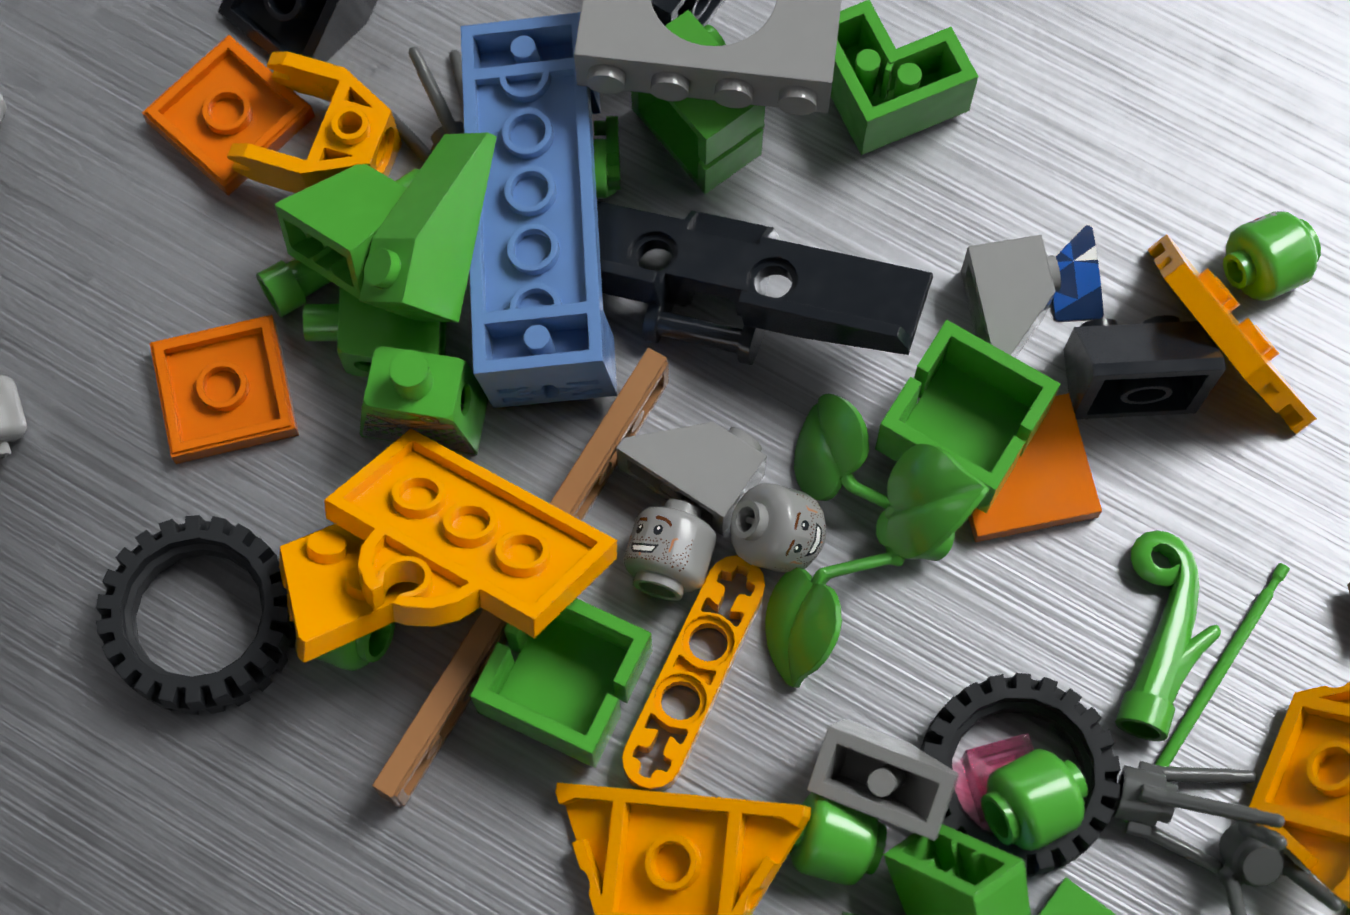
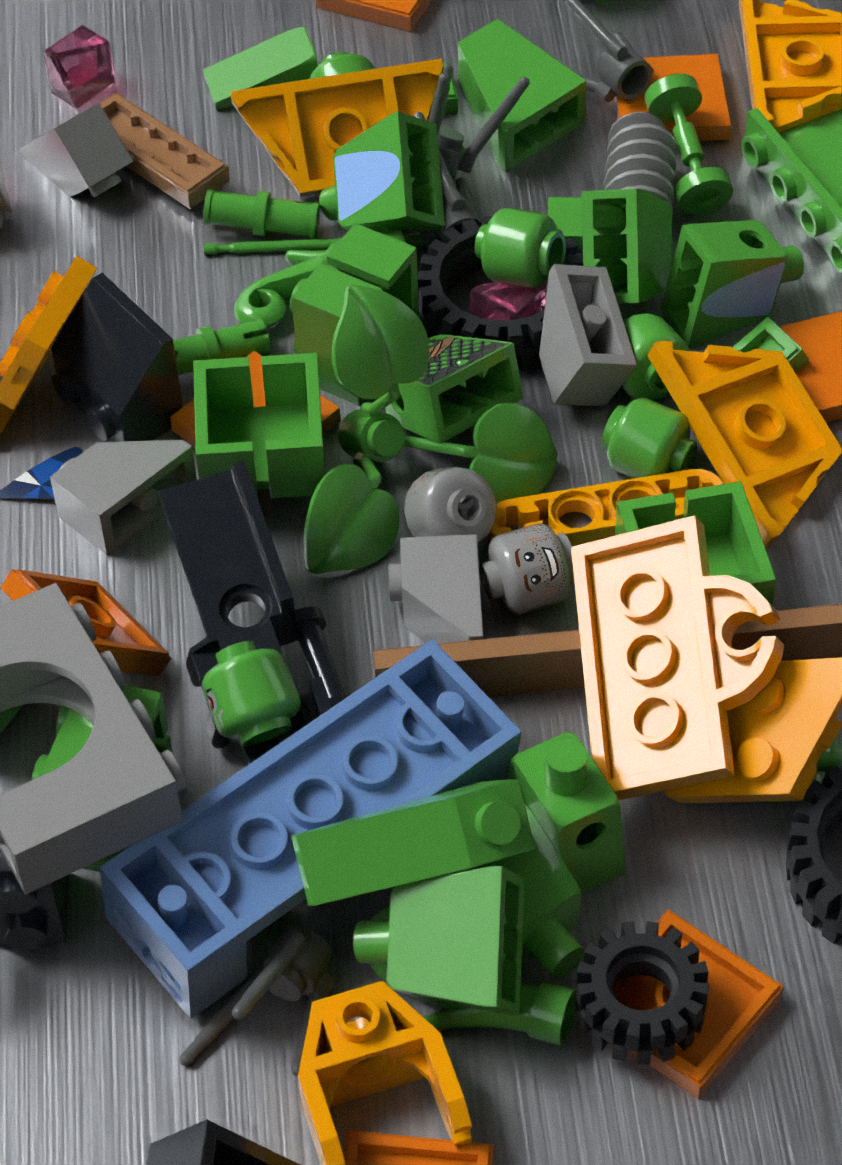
camera: 125 degrees left, 20 degrees down
(216, 308) = (648, 956): none -> black tyre
(671, 218) = (251, 694): none -> bright green head
(739, 760) = (648, 439): none -> bright green head
(865, 178) = (114, 627): none -> orange tile
(919, 617) = (458, 386): none -> bright green torso
(1059, 575) = (317, 302): none -> bright green piece
(1131, 475) = (221, 343): none -> bright green pin
(1213, 746) = (388, 178): none -> bright green torso
(1286, 635) = (261, 213): none -> bright green pin

